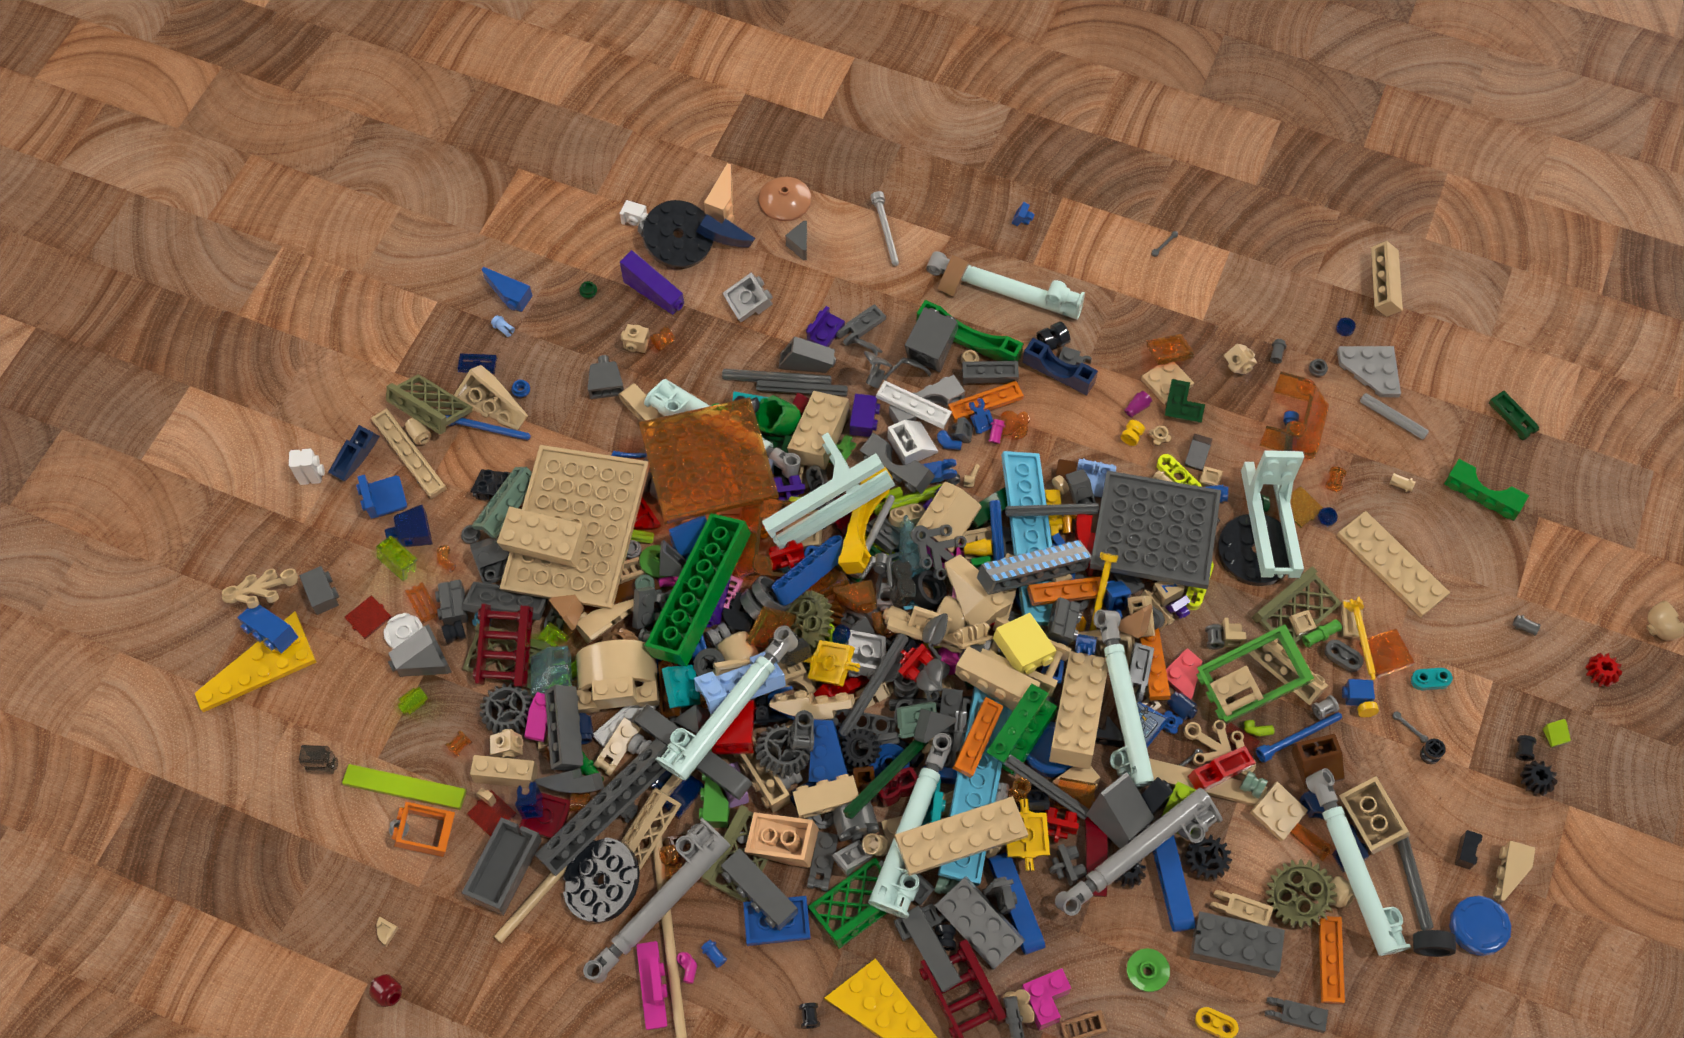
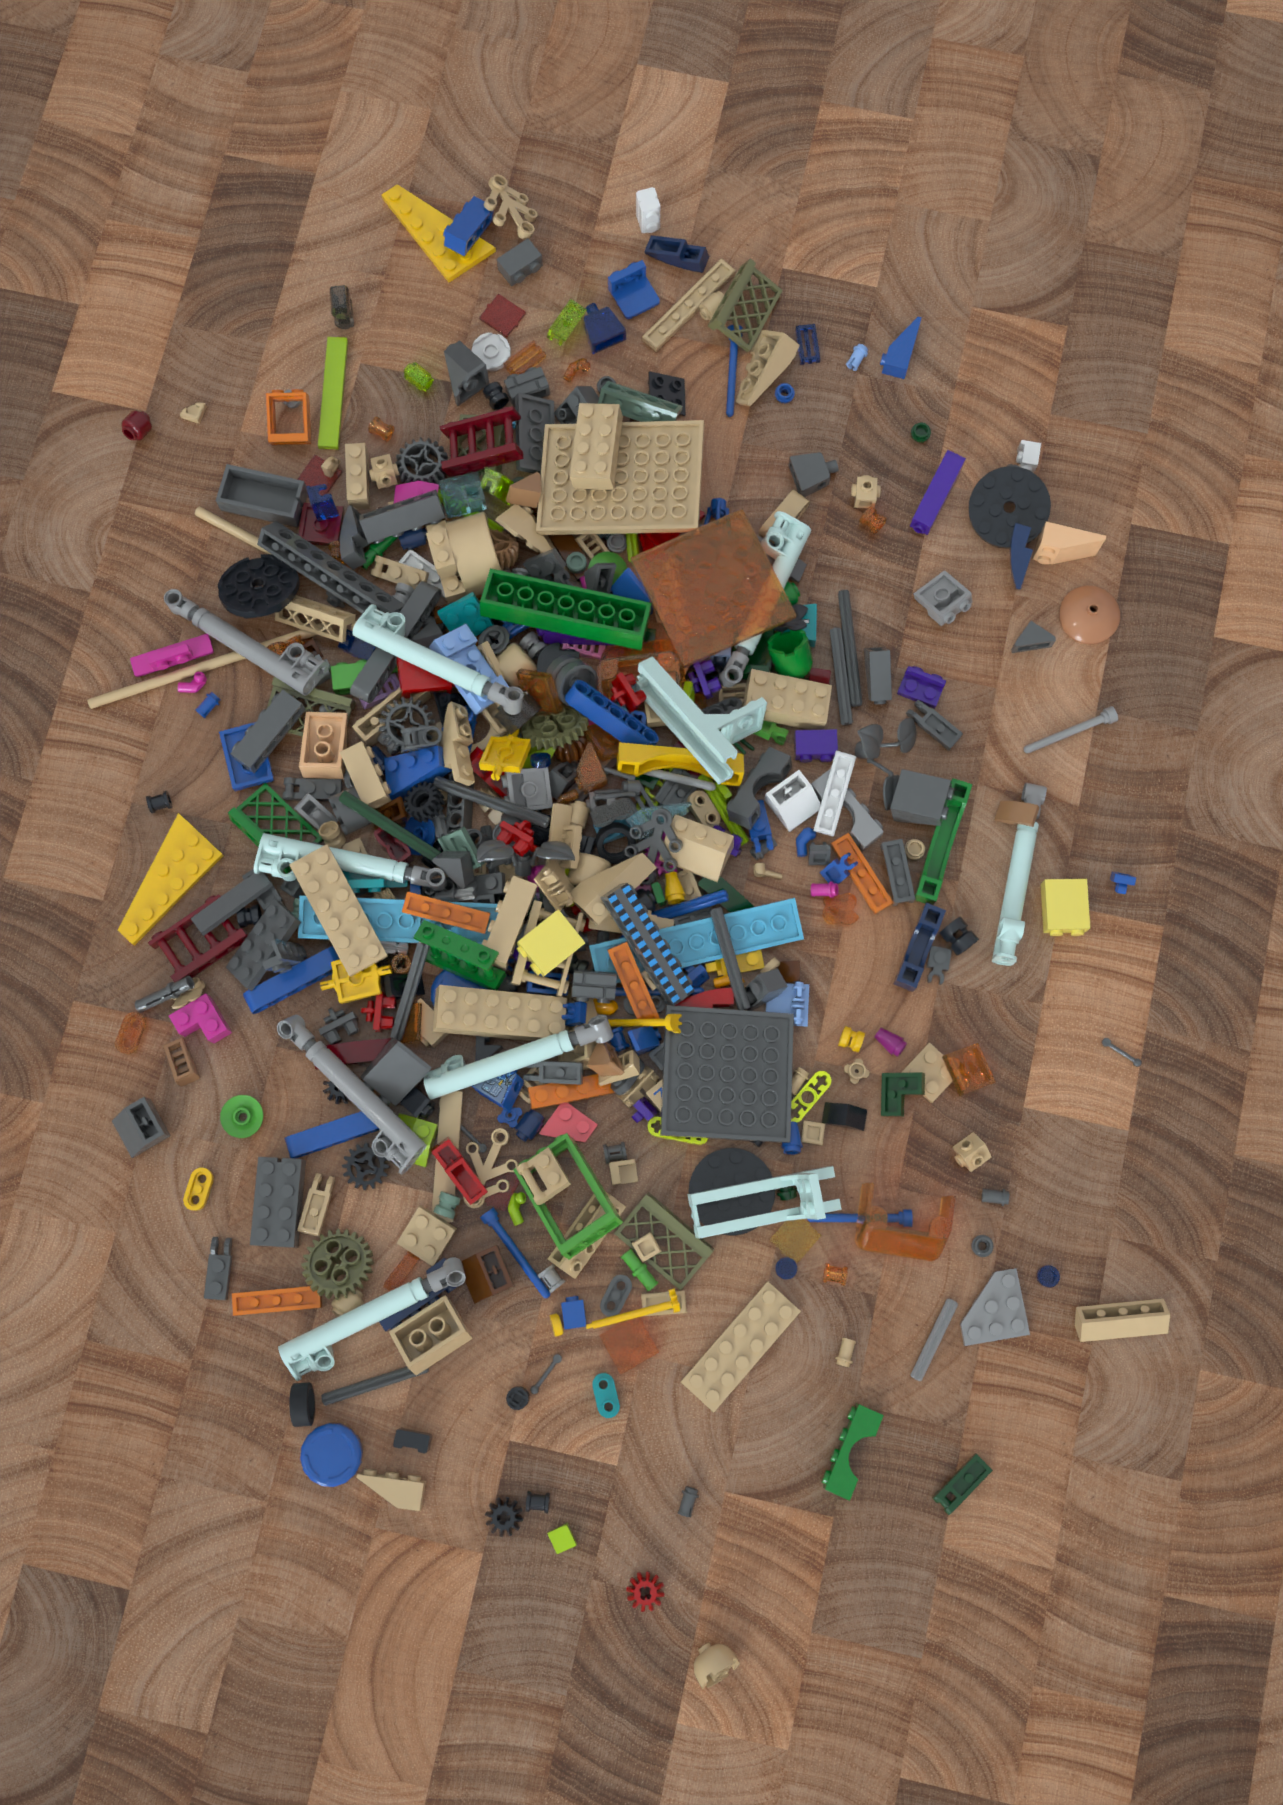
camera: 80 degrees right, 15 degrees up
(1038, 258) = (1065, 906): none -> light yellow brick

